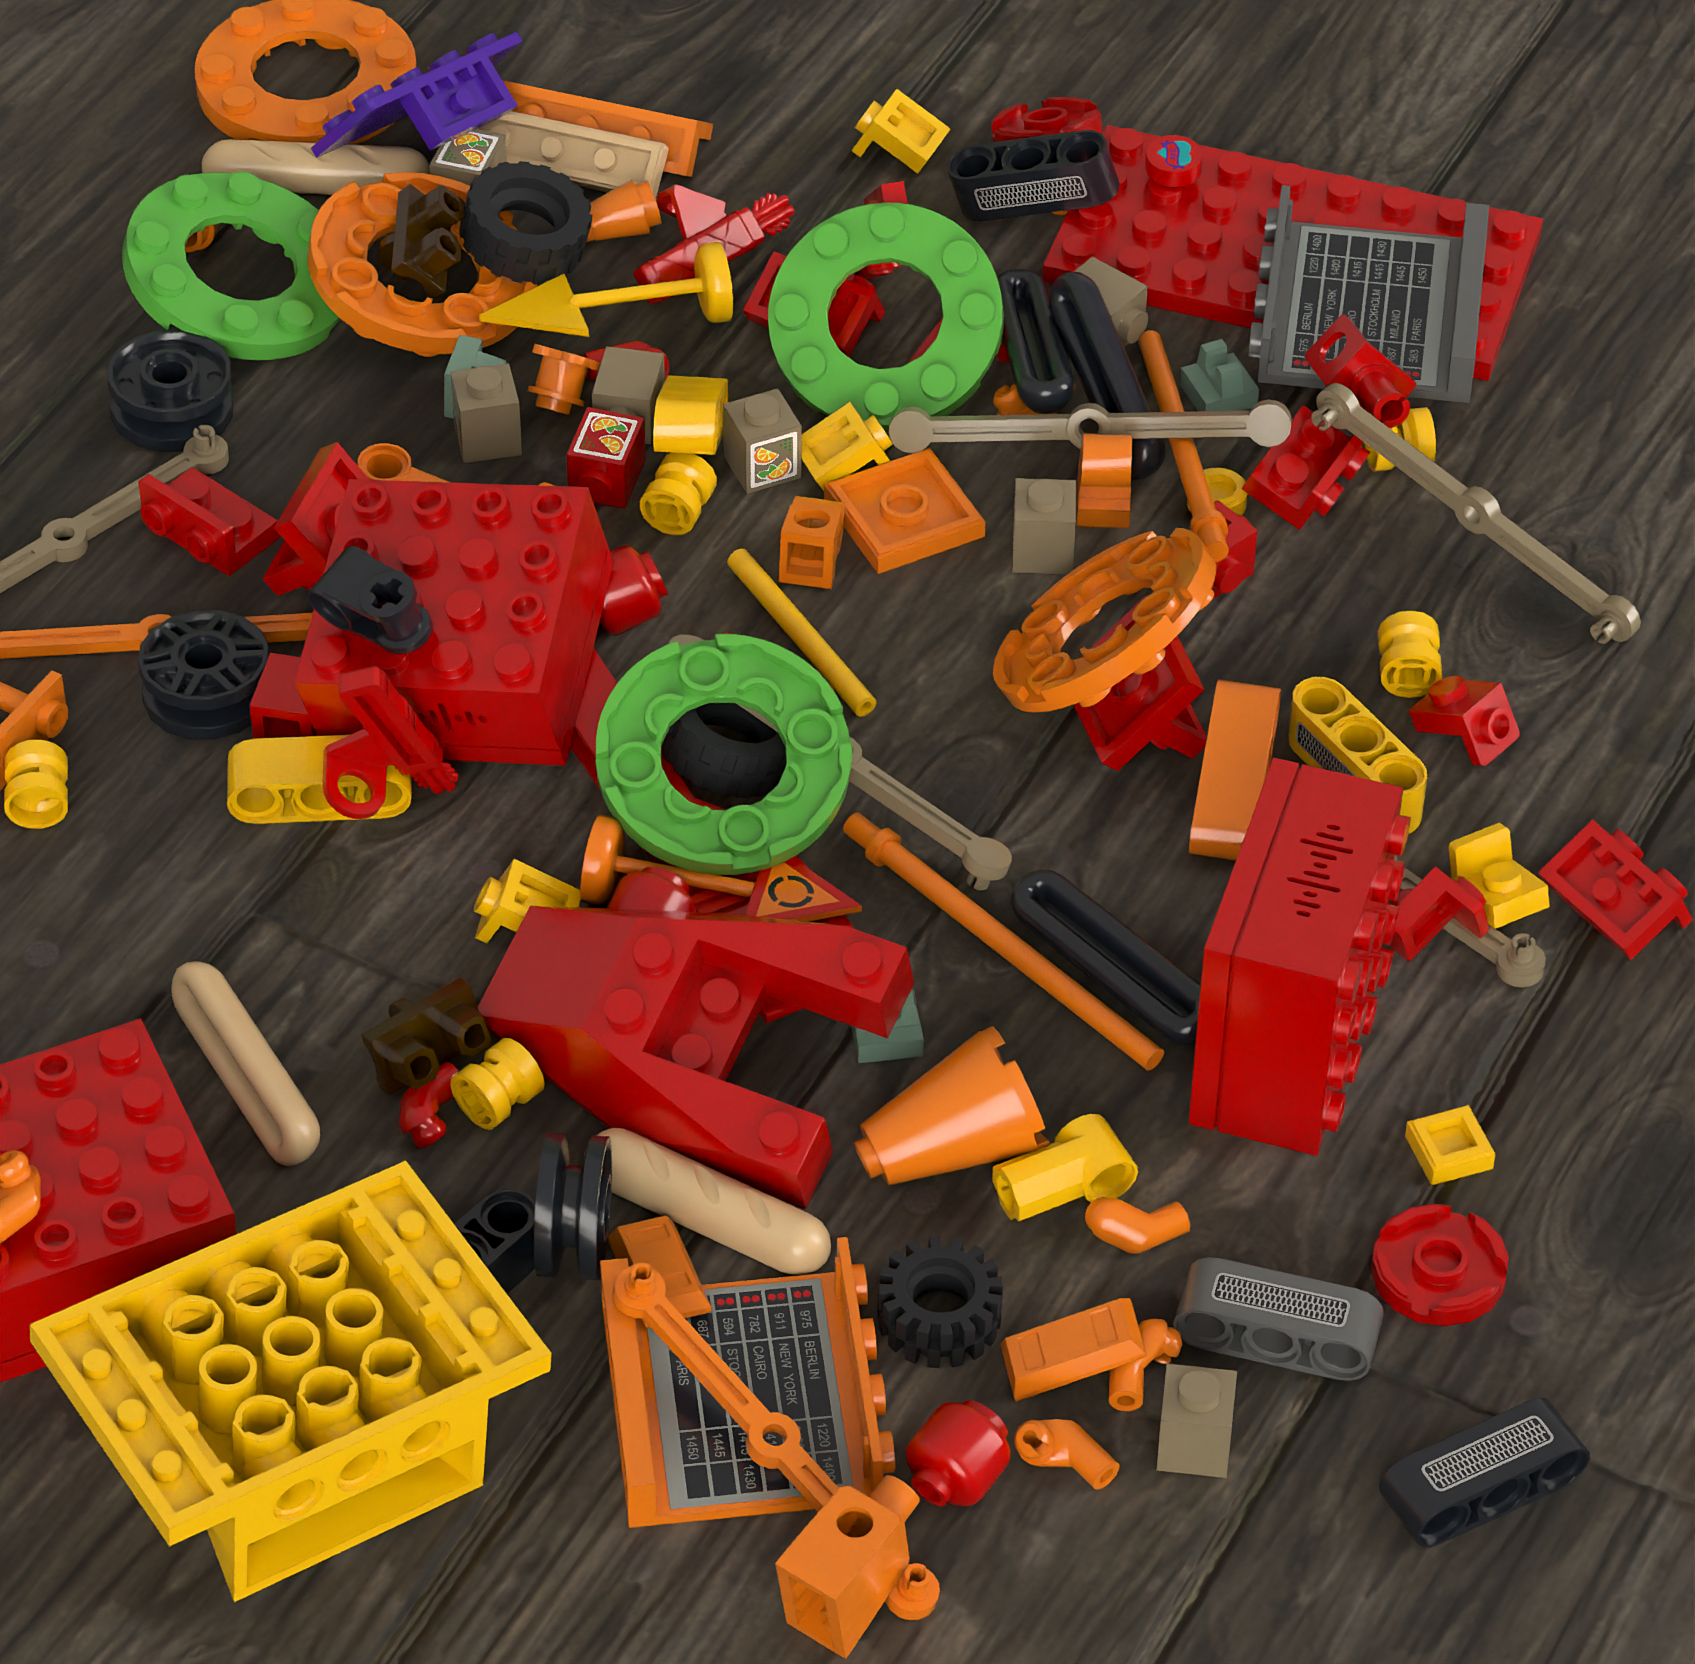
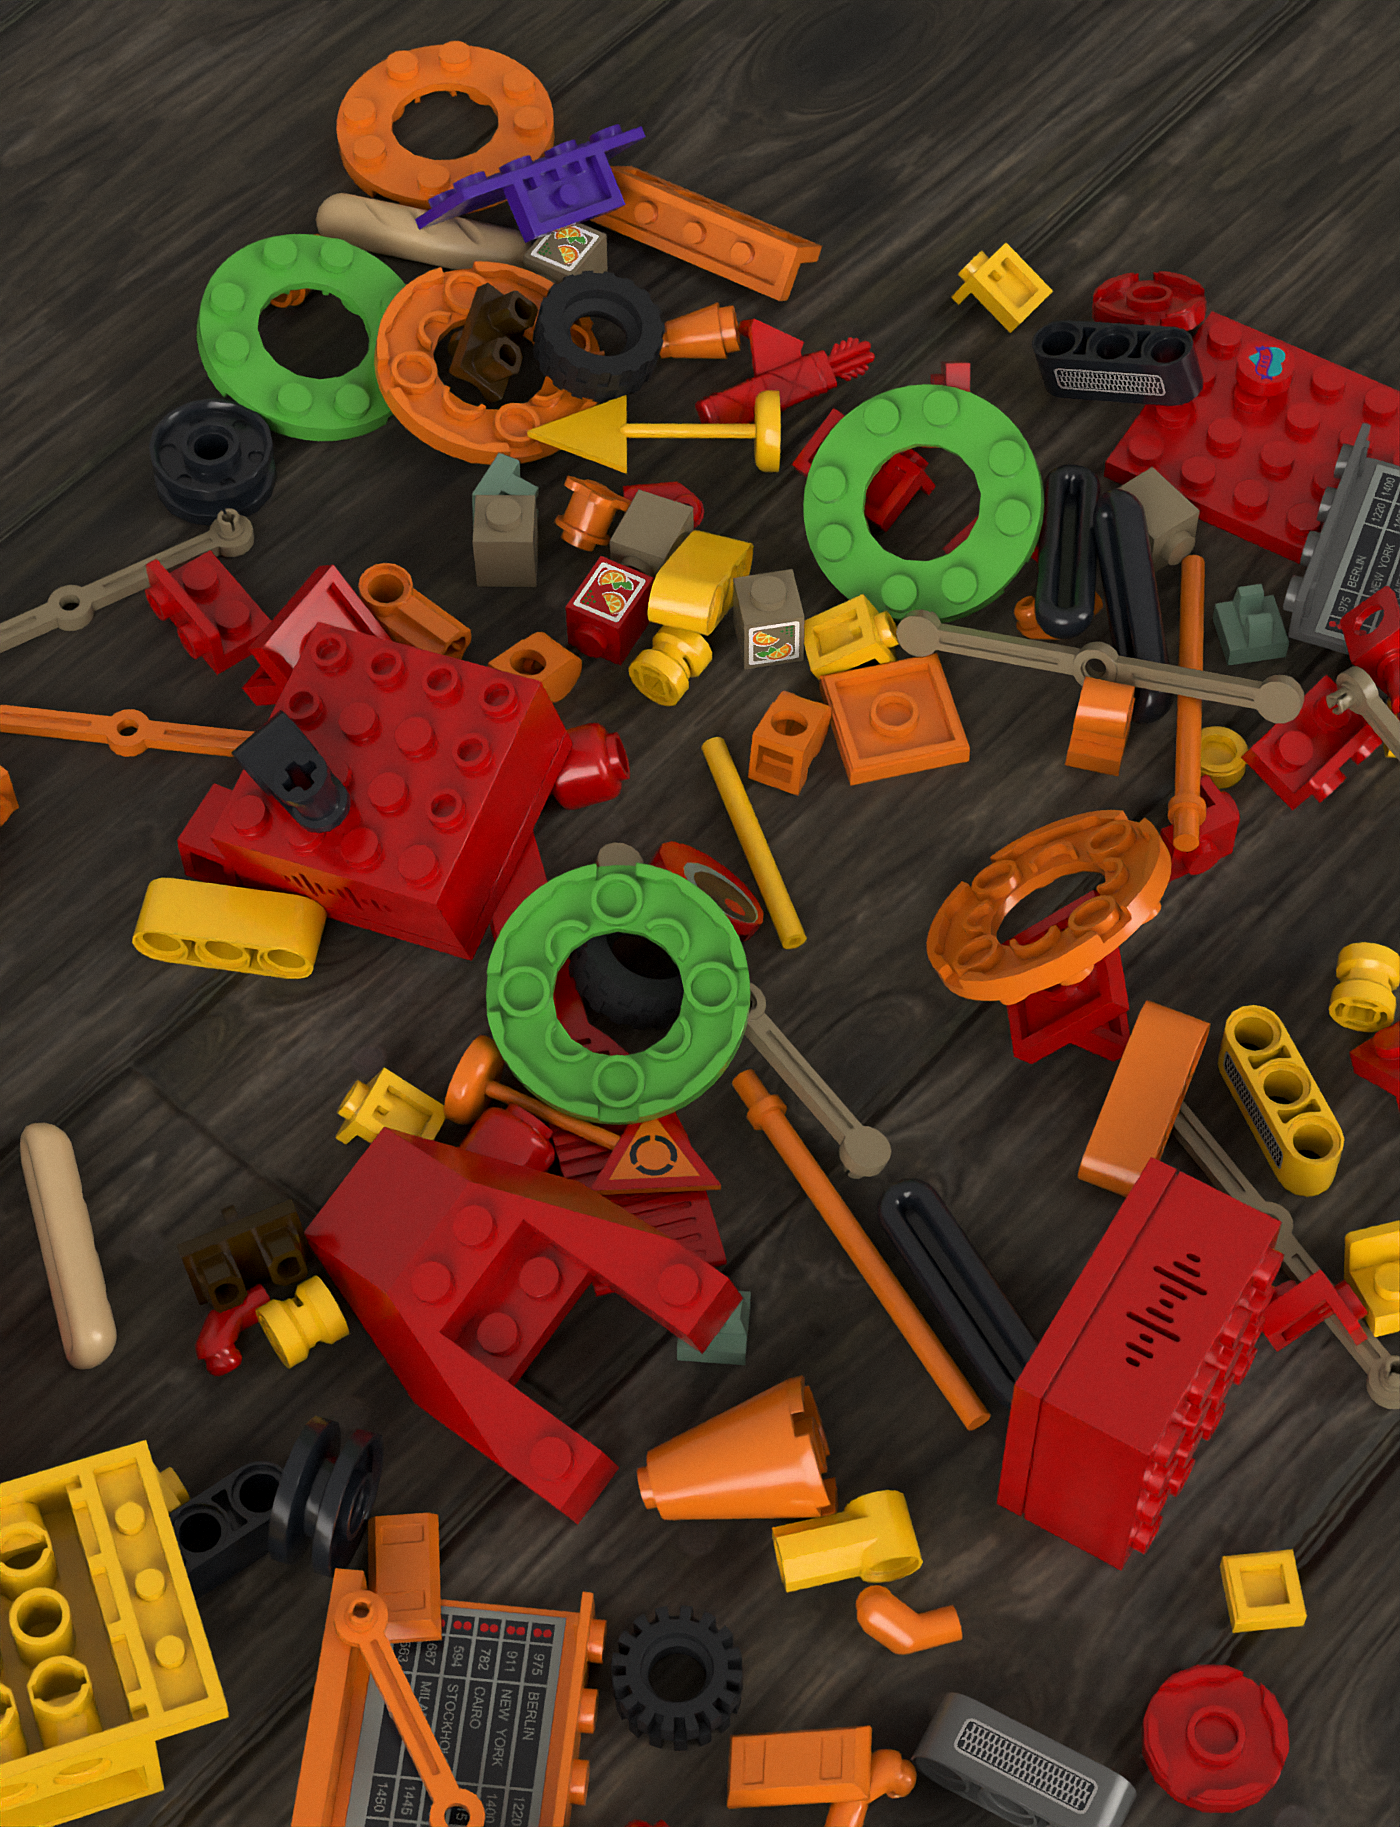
camera: 15 degrees right, 10 degrees up
(202, 673) = (149, 785): black wheel -> none
(389, 737) = (281, 911): red piece -> none
(584, 154) = (678, 261): tan tile -> none
(716, 1205) = (479, 1504): tan piece -> none
(1044, 526) = (1025, 768): dark tan brick -> none

